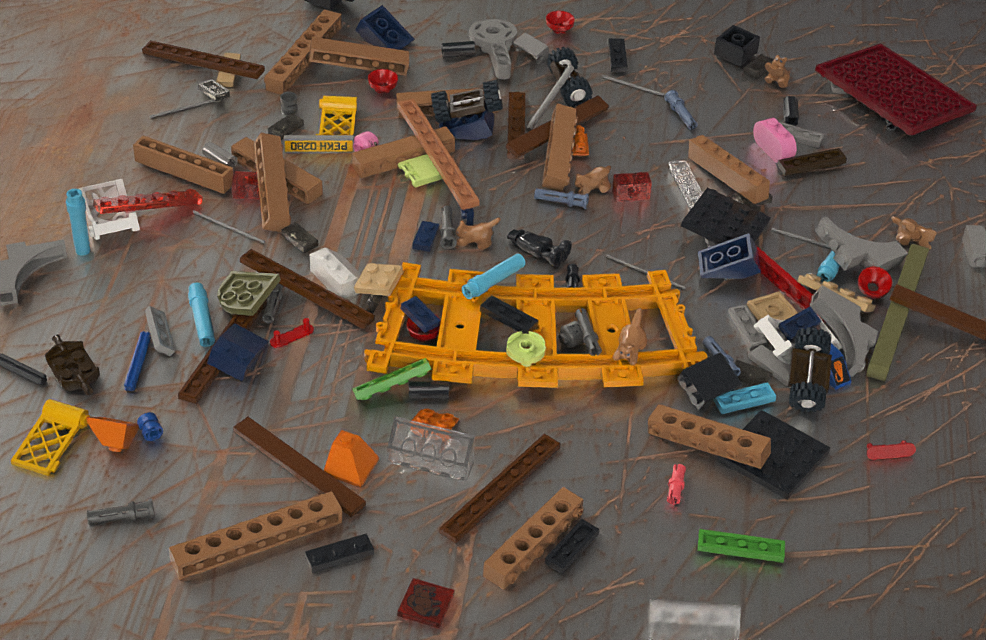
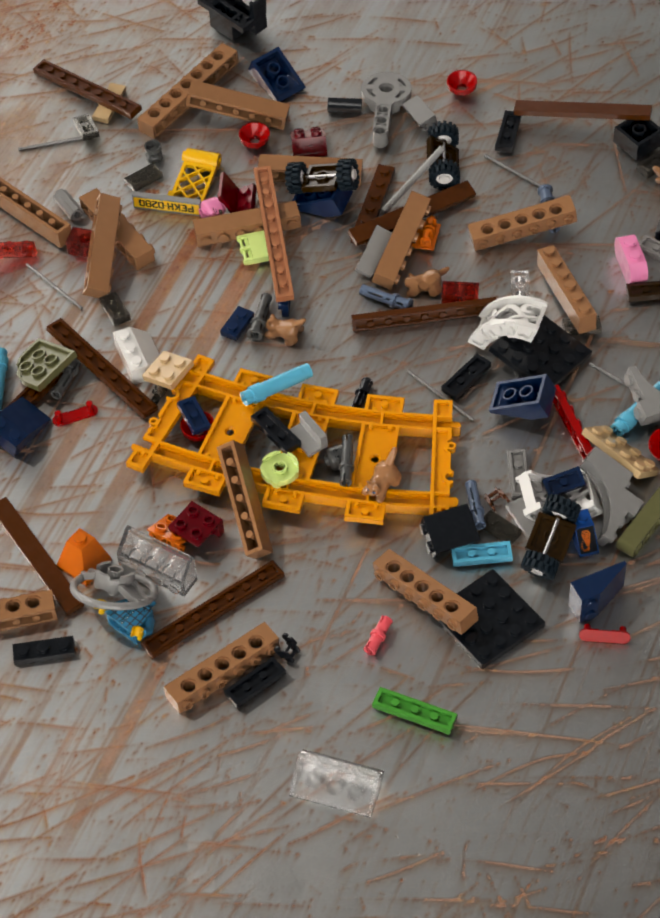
camera: 20 degrees right, 10 degrees up
(390, 131) = (236, 198): none -> dark red bracket
(398, 377) = (139, 482): bright green plate -> none
(402, 468) = (115, 580): none -> light grey piece
(421, 506) = (132, 623): none -> dark azure torso
(426, 603) = (103, 714): clear red tile -> none
(428, 389) = (179, 495): black axle -> none
(438, 80) = (309, 142): none -> dark red bracket
(459, 410) = (196, 524): none -> dark red bracket
(503, 379) = (244, 499): none -> medium nougat brick
(535, 160) = (373, 251): none -> light grey tile
(541, 246) = (344, 352): black piece -> none
(548, 314) = (311, 435): none -> light grey panel
(597, 509) = (291, 644): none -> black piece
(603, 206) = (419, 314): none -> reddish brown tile
(664, 122) = (522, 223): none -> medium nougat brick
(665, 252) = (466, 376): none -> black plate
(675, 202) = (516, 326): none -> white fence
(681, 29) = (582, 110): none -> reddish brown tile
(741, 345) = (500, 494): none -> reddish brown piece
(773, 305) = (549, 457): tan plate -> none
(866, 413) = (594, 592): none -> dark blue slope

